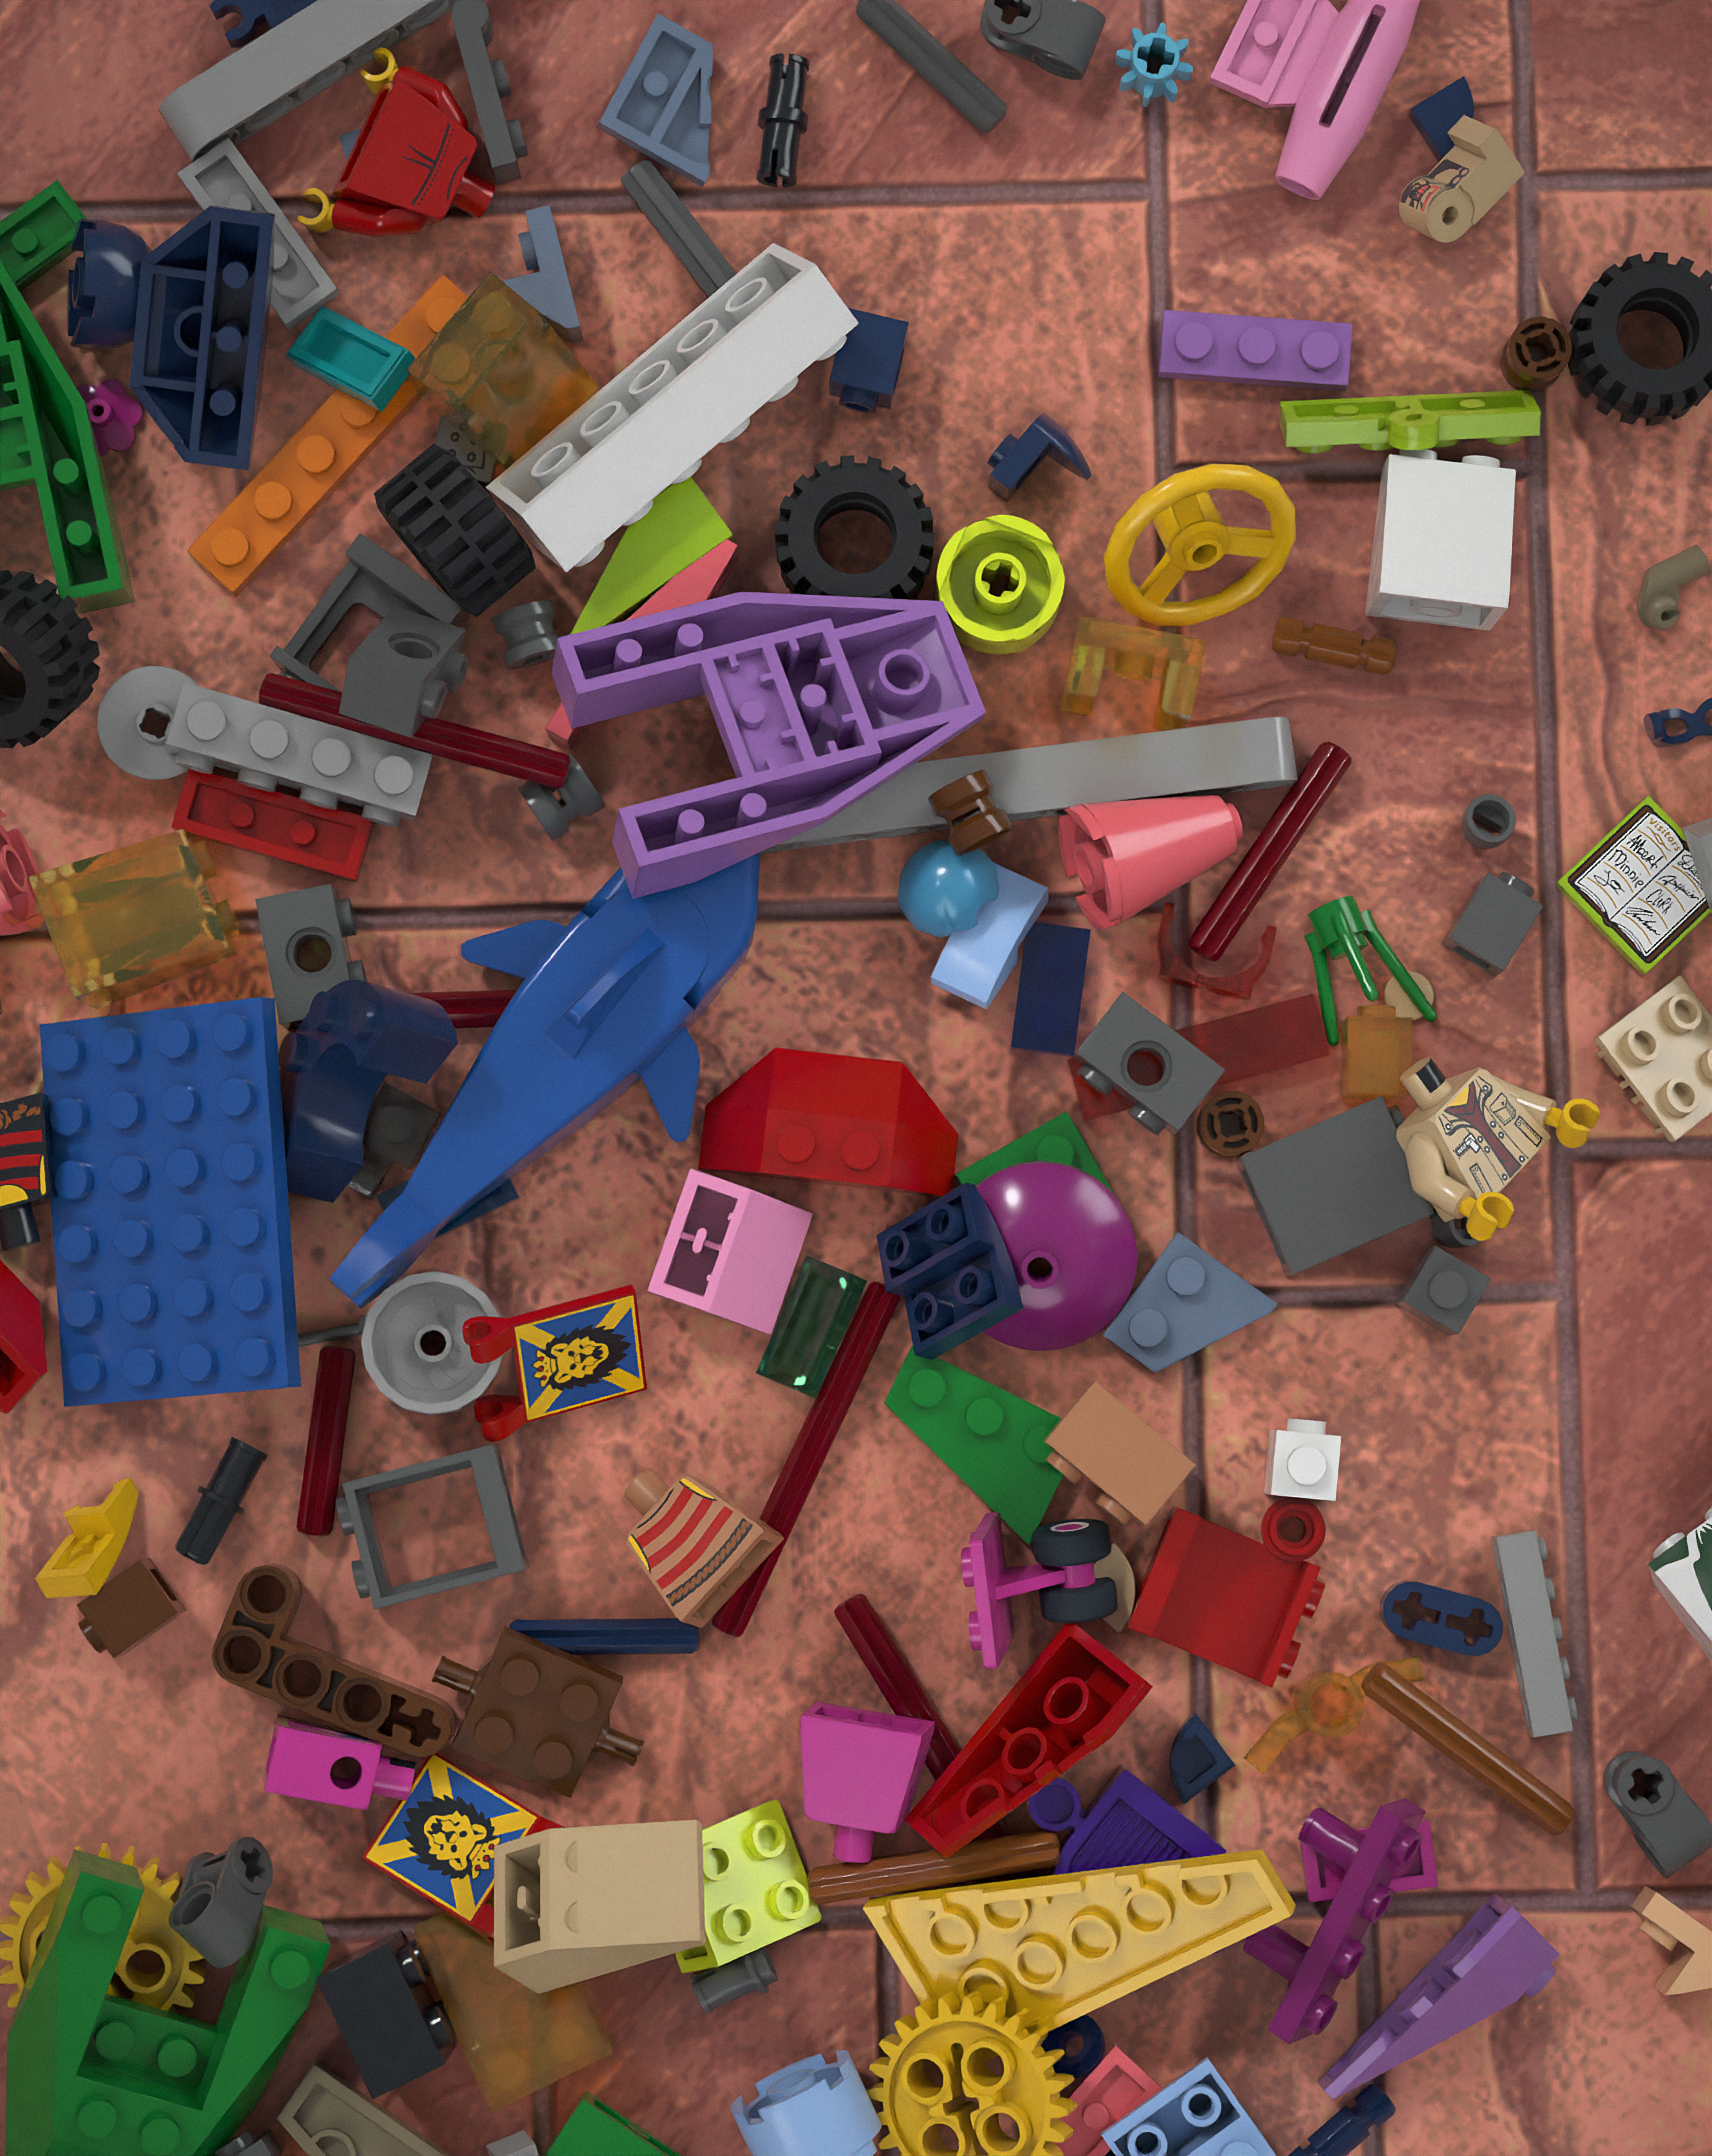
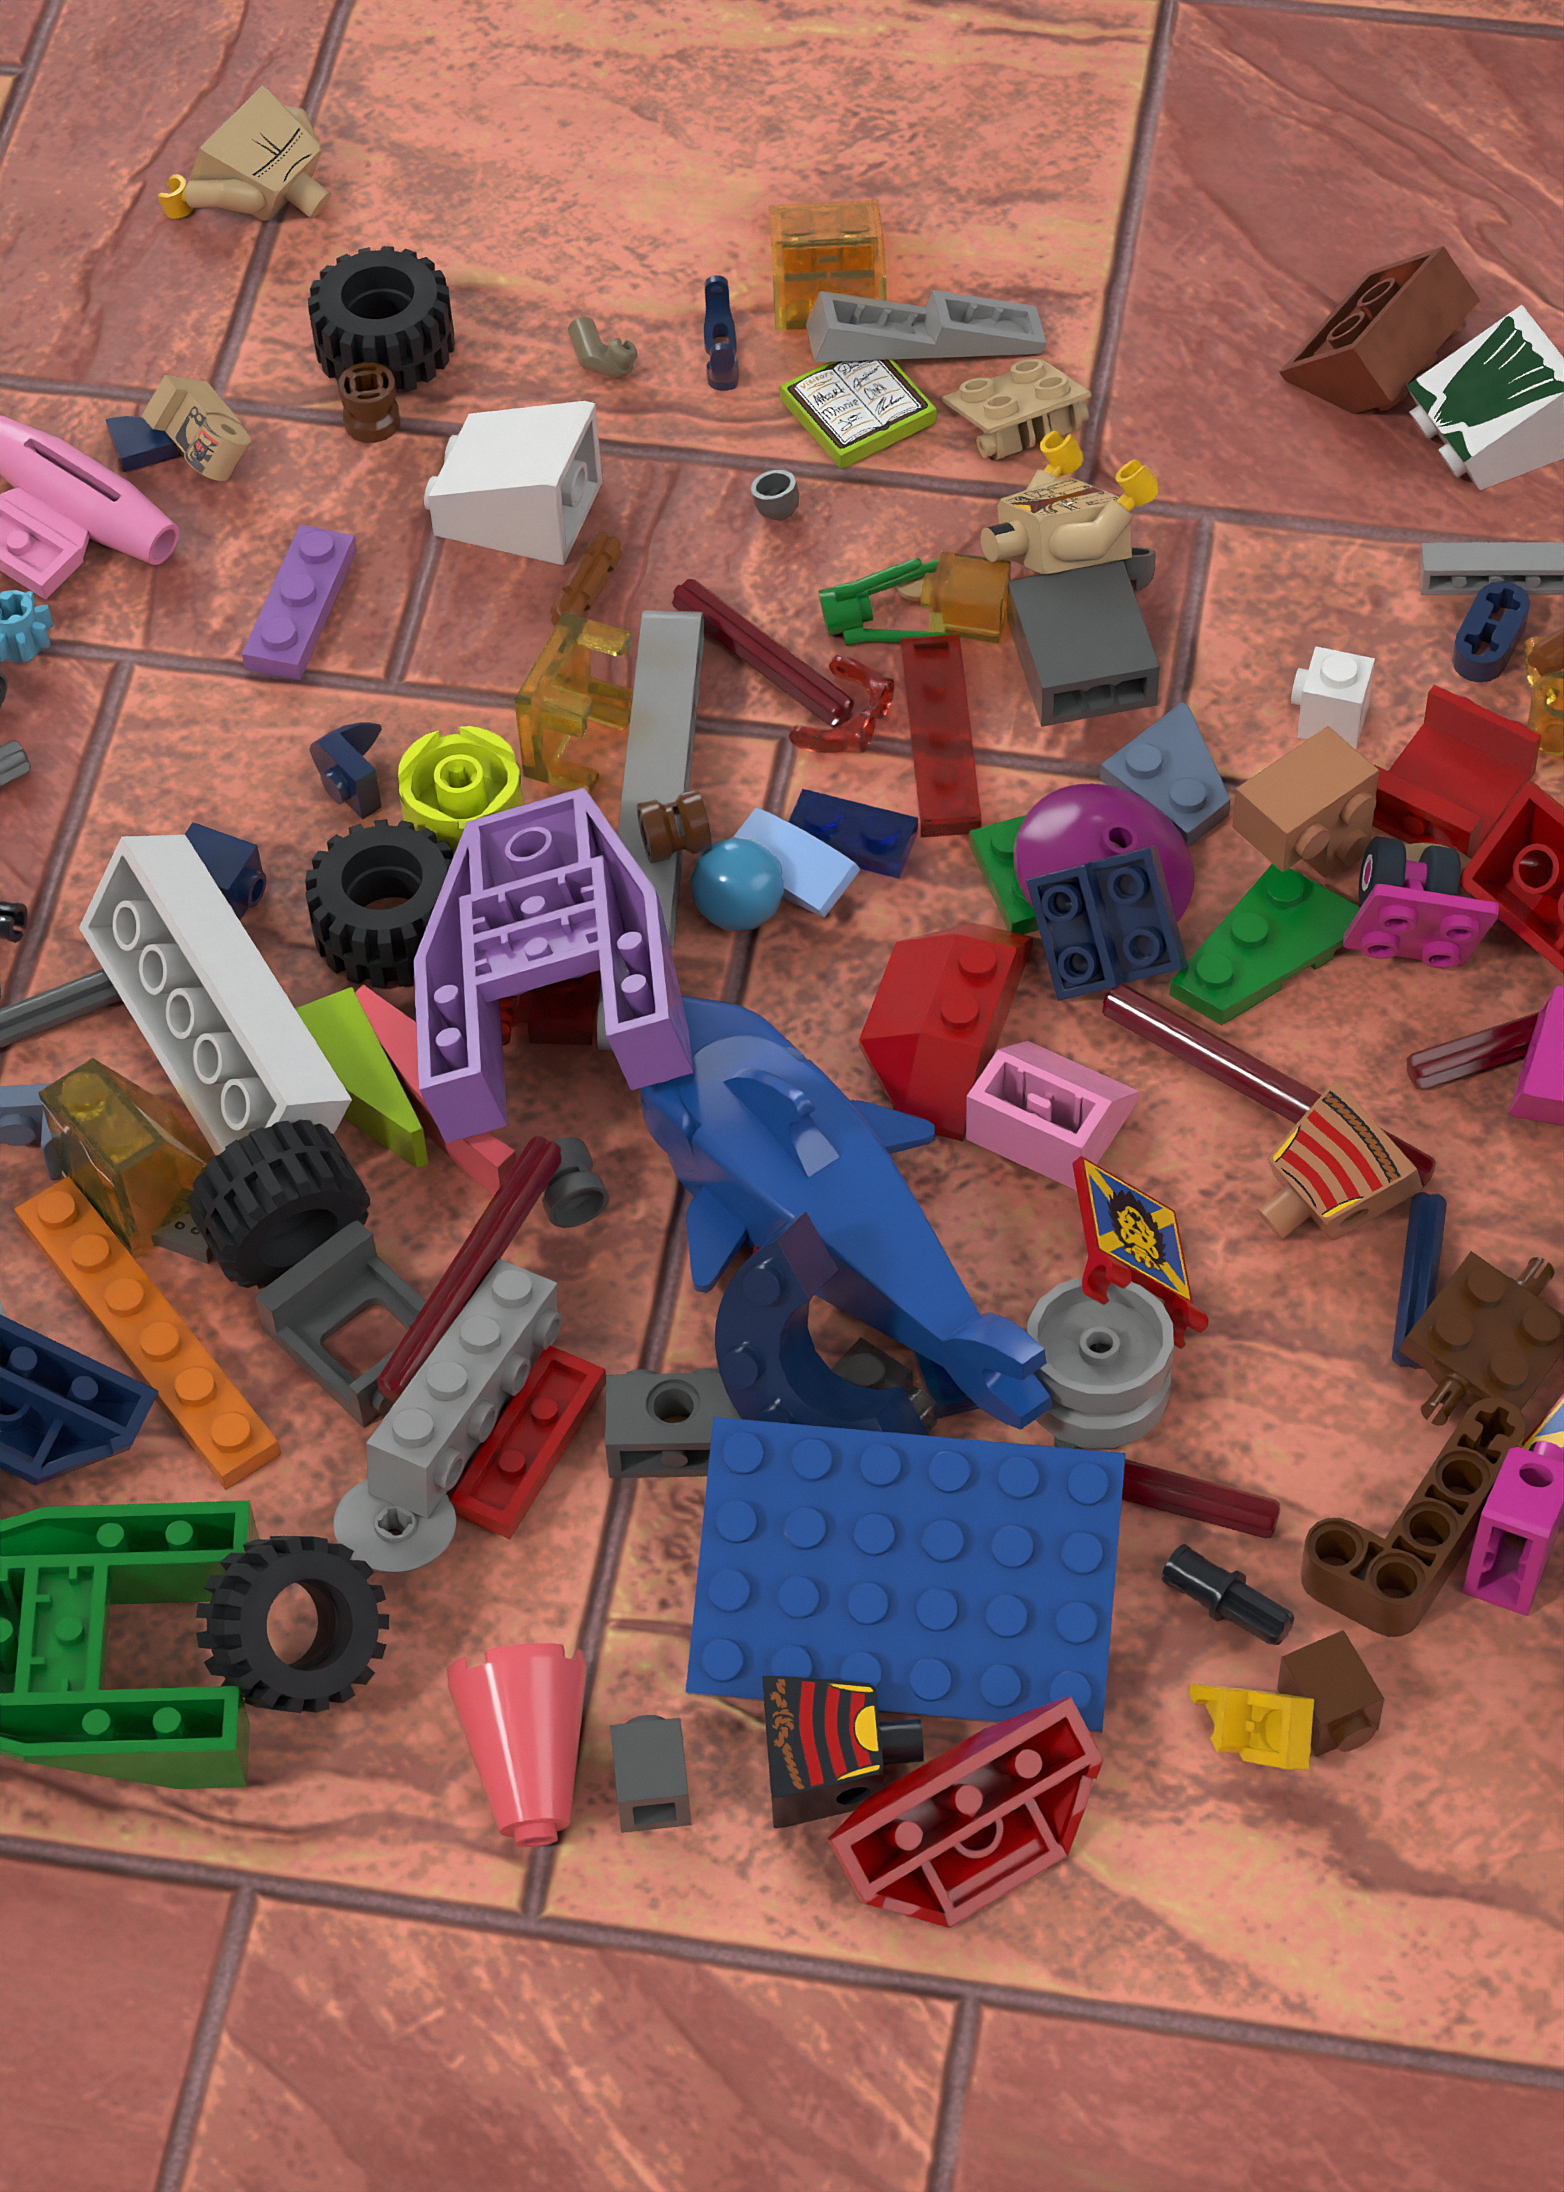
camera: 75 degrees left, 30 degrees down
(136, 917) = (599, 1570): clear yellow slope -> none
(351, 358) = (76, 1284): teal tile -> none
(358, 1518) = (1287, 1342): dark grey window -> none
(404, 671) = (410, 1258): dark grey brick -> none
(527, 634) = (397, 1185): dark grey wheel -> none
(811, 1326) = (1109, 1045): clear green piece -> none
(1142, 850) = (741, 737): coral cone -> none
(1185, 1069) = (941, 746): dark grey brick -> none
(1196, 540) = (457, 647): yellow piece -> none
(1224, 1132) = (1009, 709): reddish brown wheel -> none
(1313, 1526) = (1393, 721): red plate -> none
(1409, 420) = (400, 488): lime hinge -> none
(1442, 1291) = (1193, 577): dark grey brick -> none
(1493, 922) = (868, 501): dark grey brick -> none

